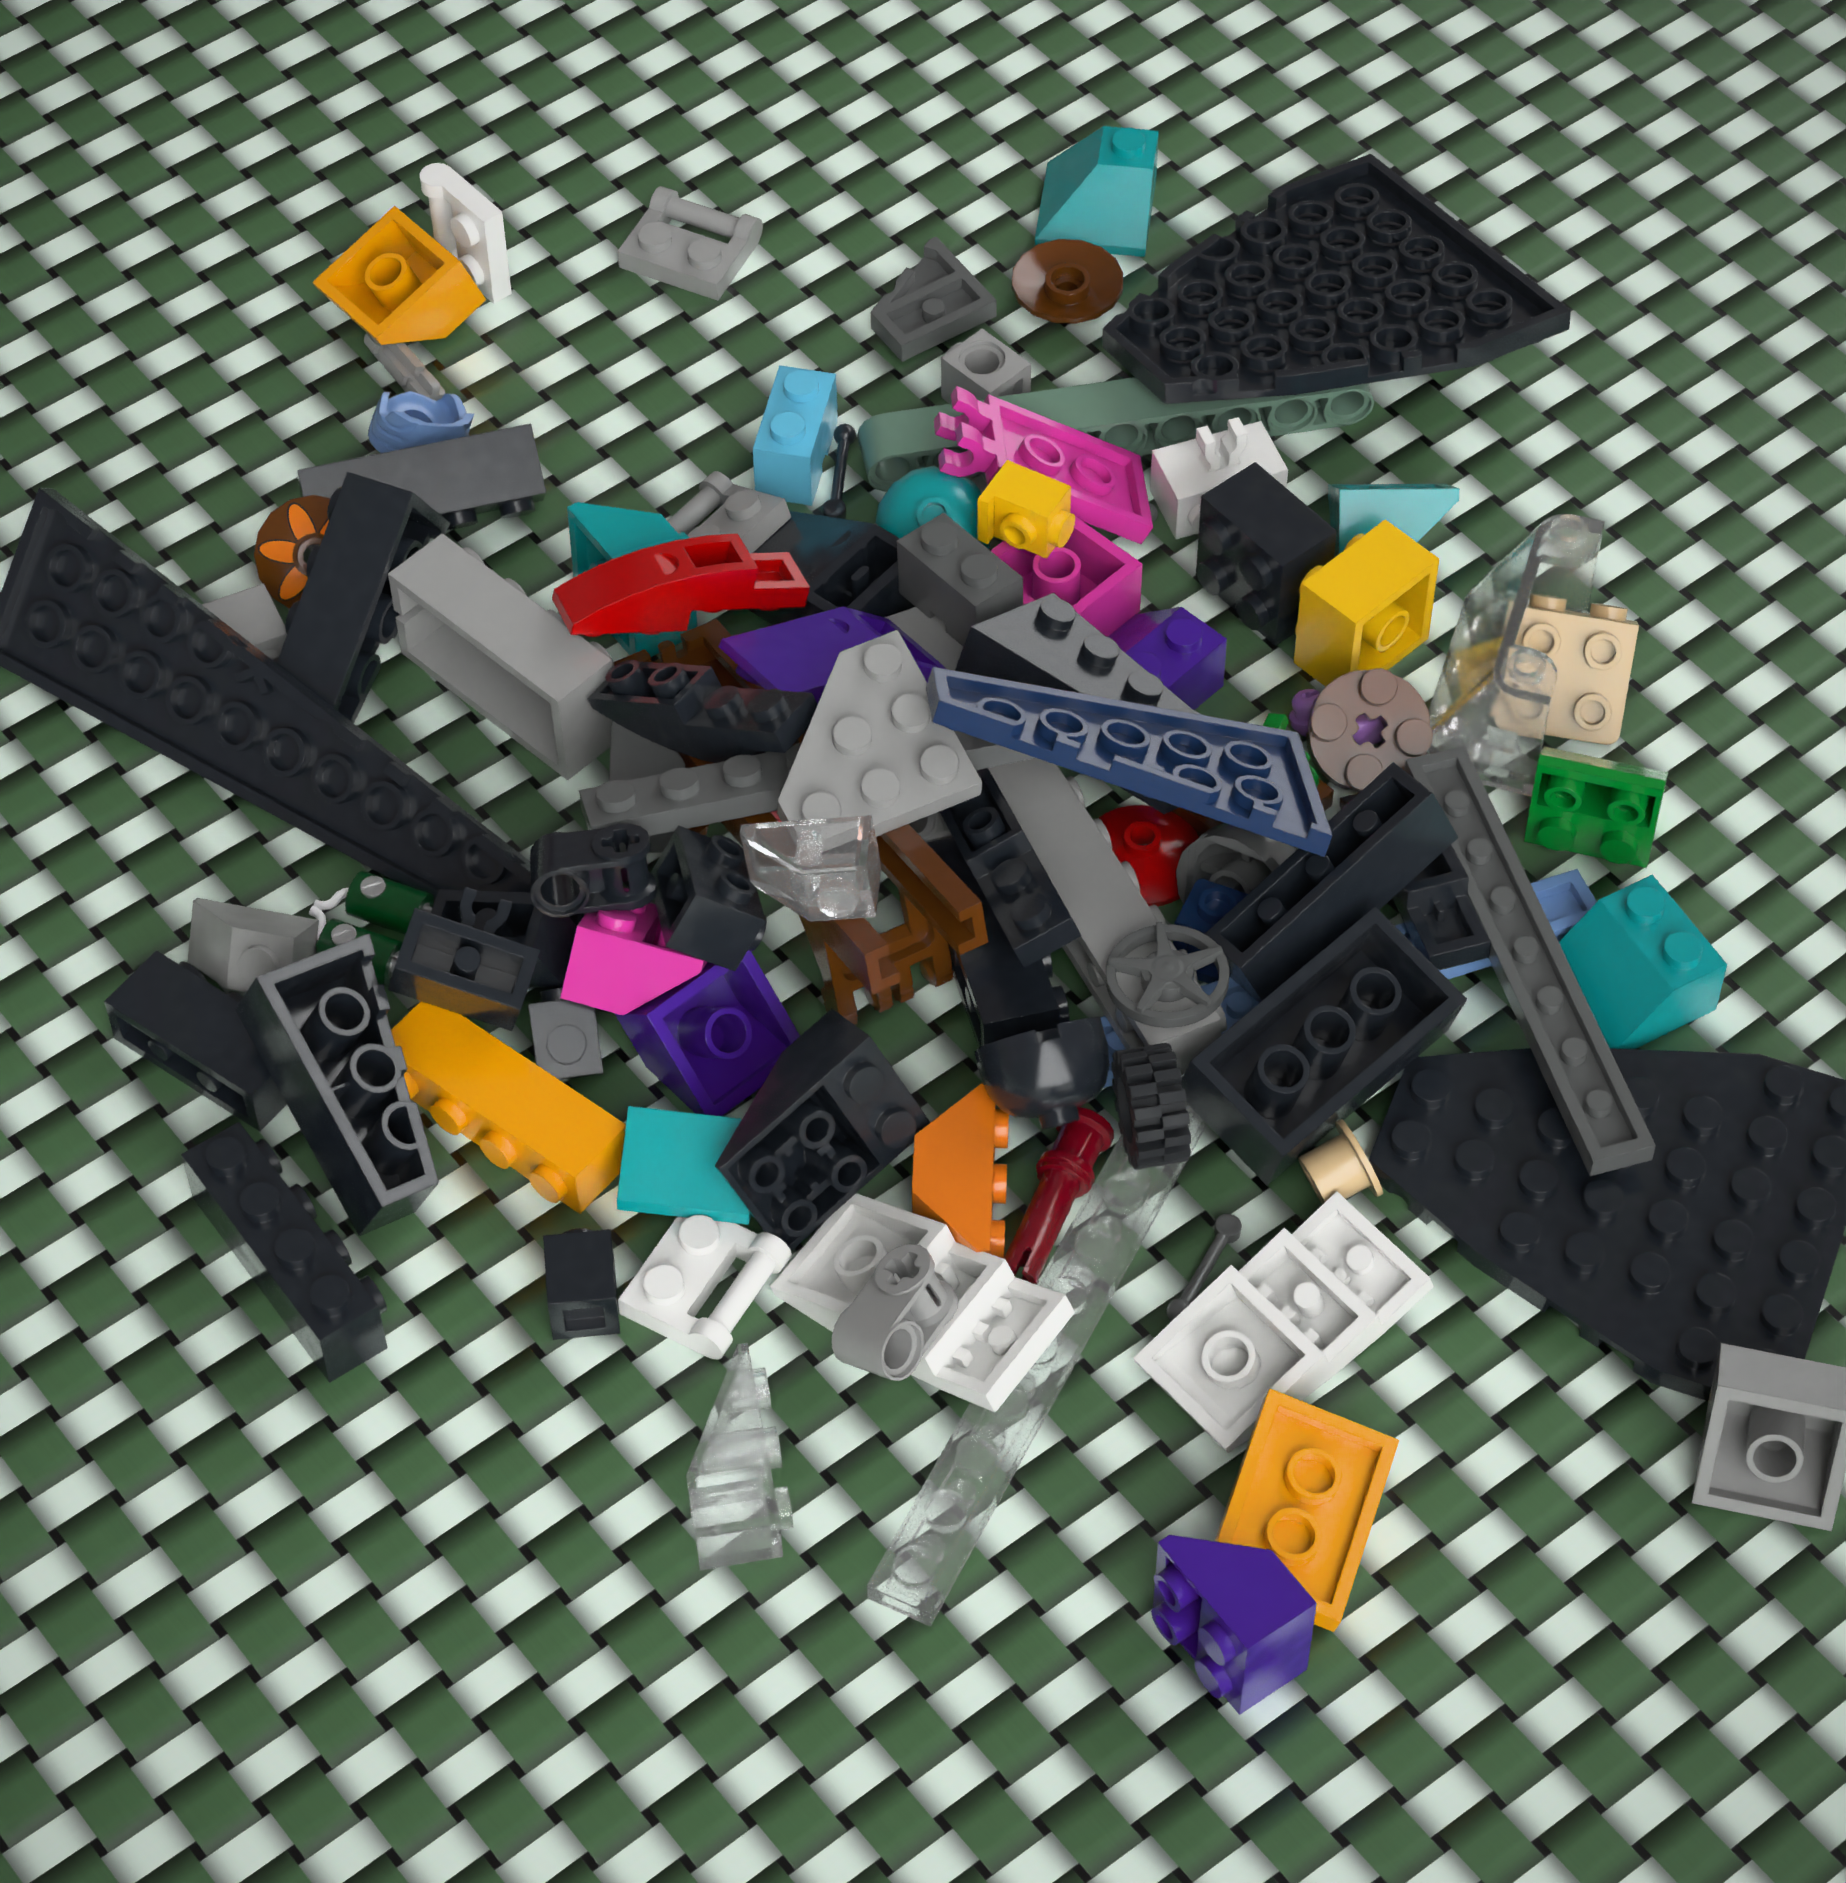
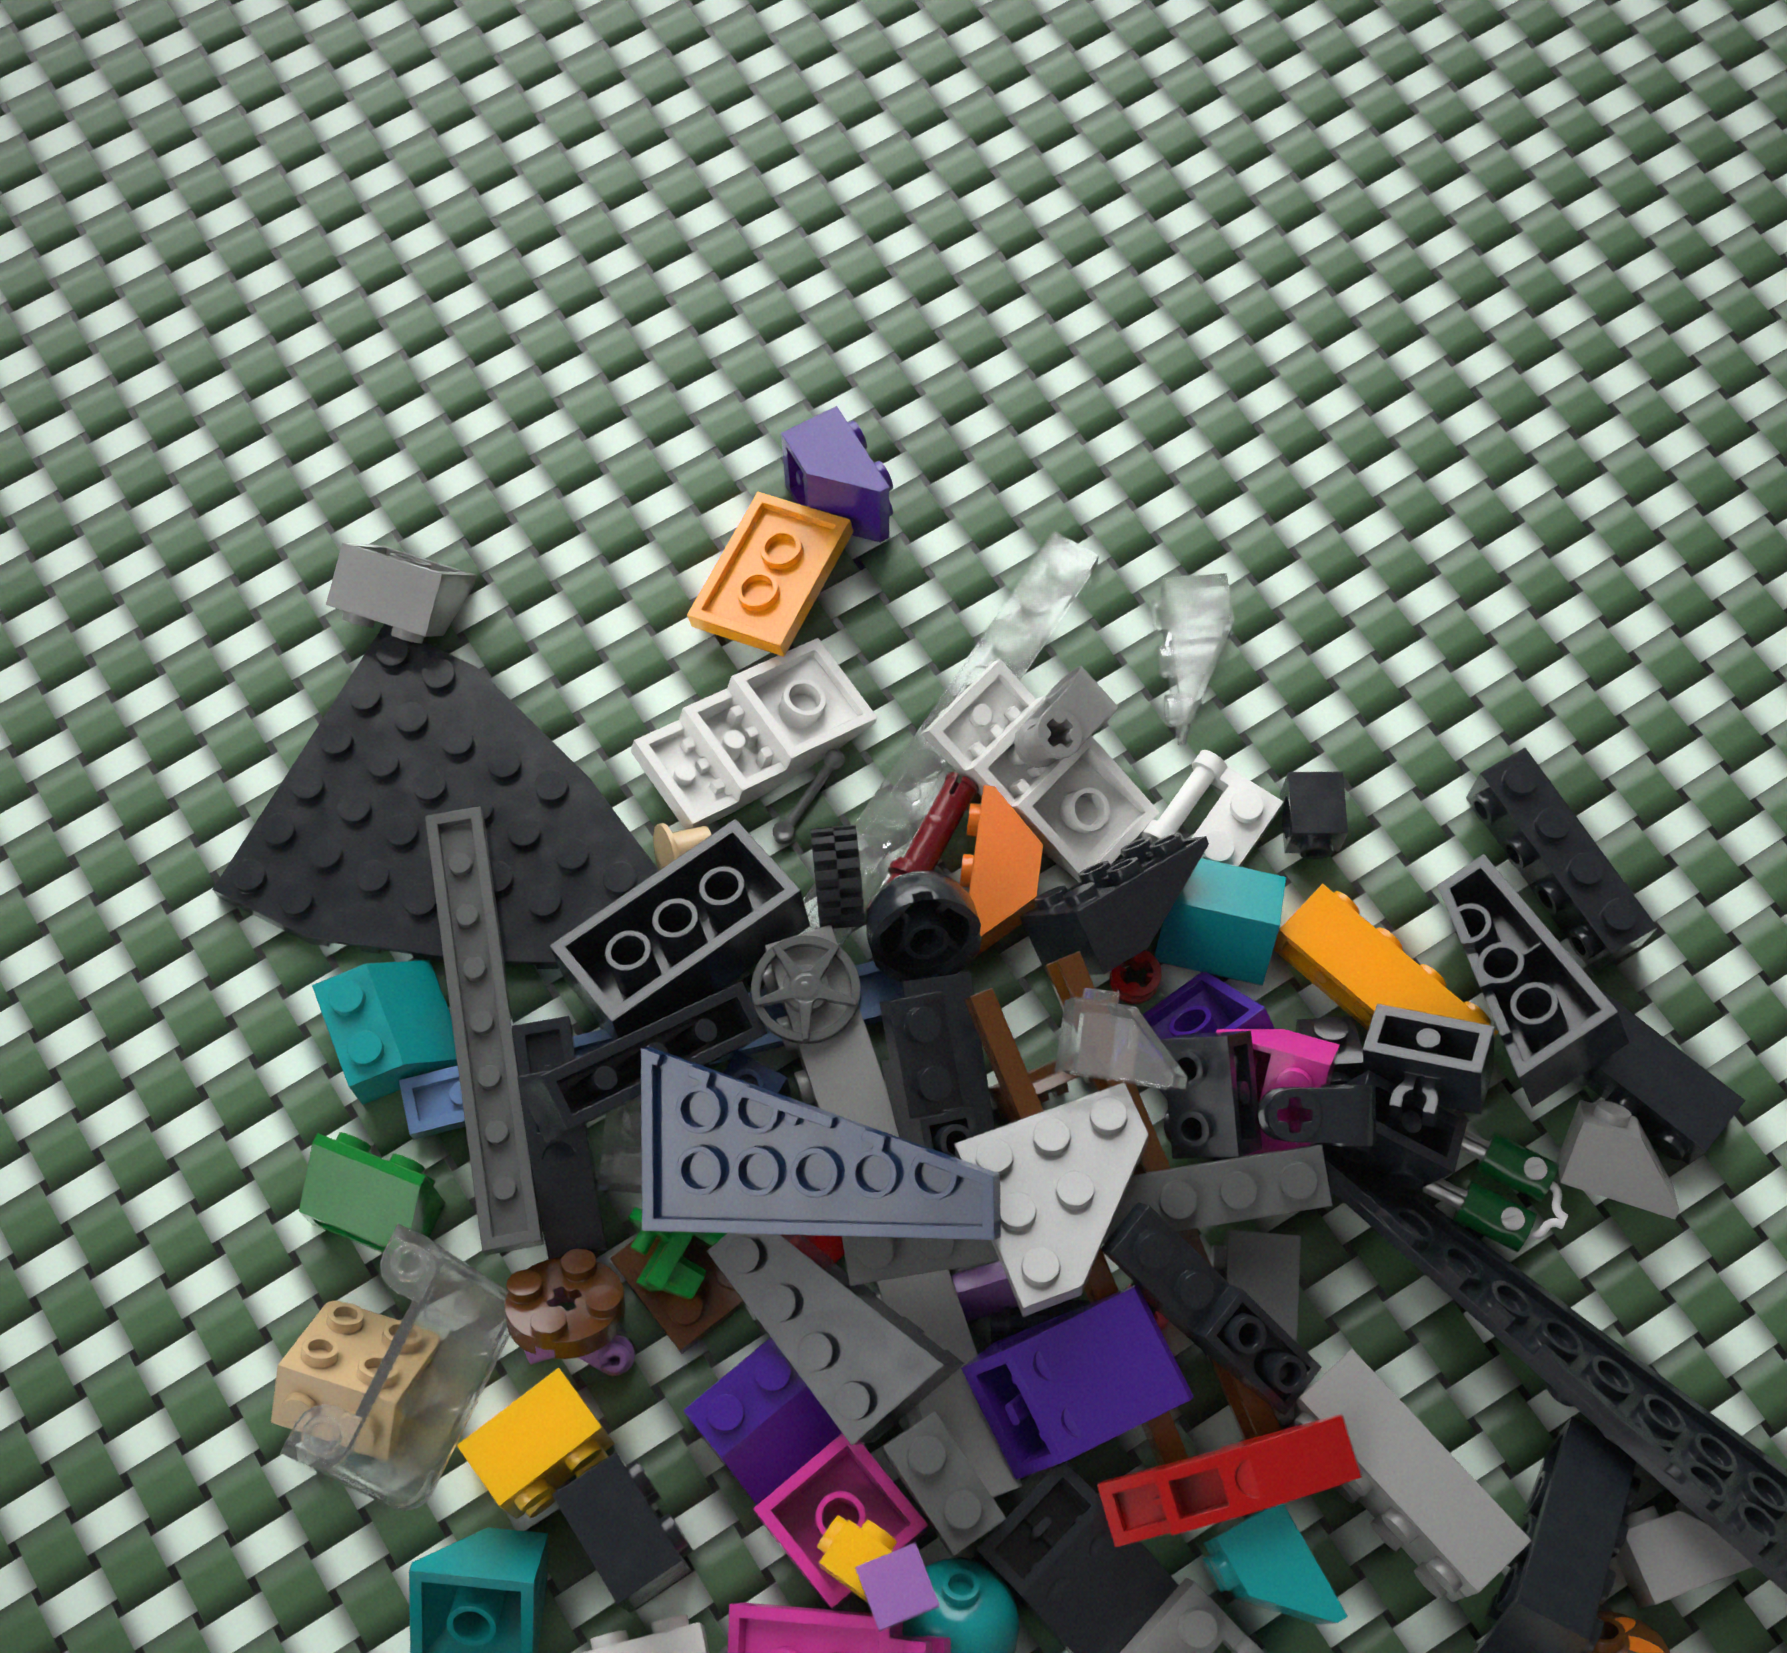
camera: 175 degrees left, 15 degrees up
(994, 464) = (897, 1587): none -> medium lavender tile

